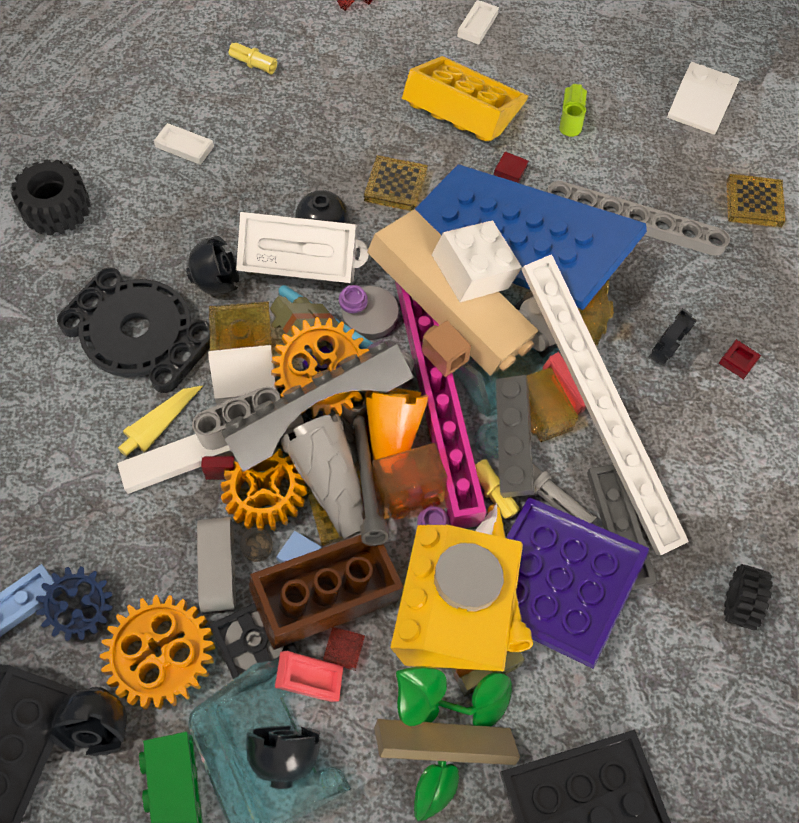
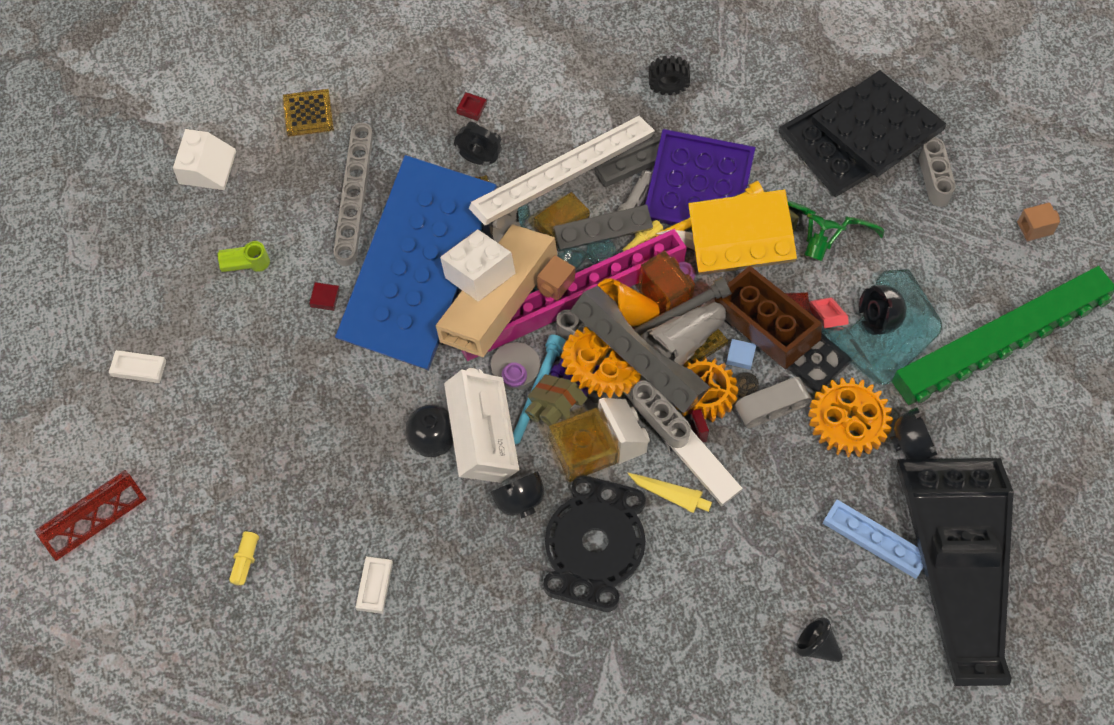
camera: 105 degrees left, 0 degrees up
(45, 181) = (485, 646): black tyre -> none
(70, 584) = (856, 485): dark blue gear -> none
(395, 183) = (369, 384): clear yellow tile -> none
(446, 742) = (828, 207): dark tan tile -> none
(463, 97) = (250, 349): yellow slope -> none
(468, 577) = (732, 221): light grey tile -> none
(564, 377) = (538, 206): coral tile -> none

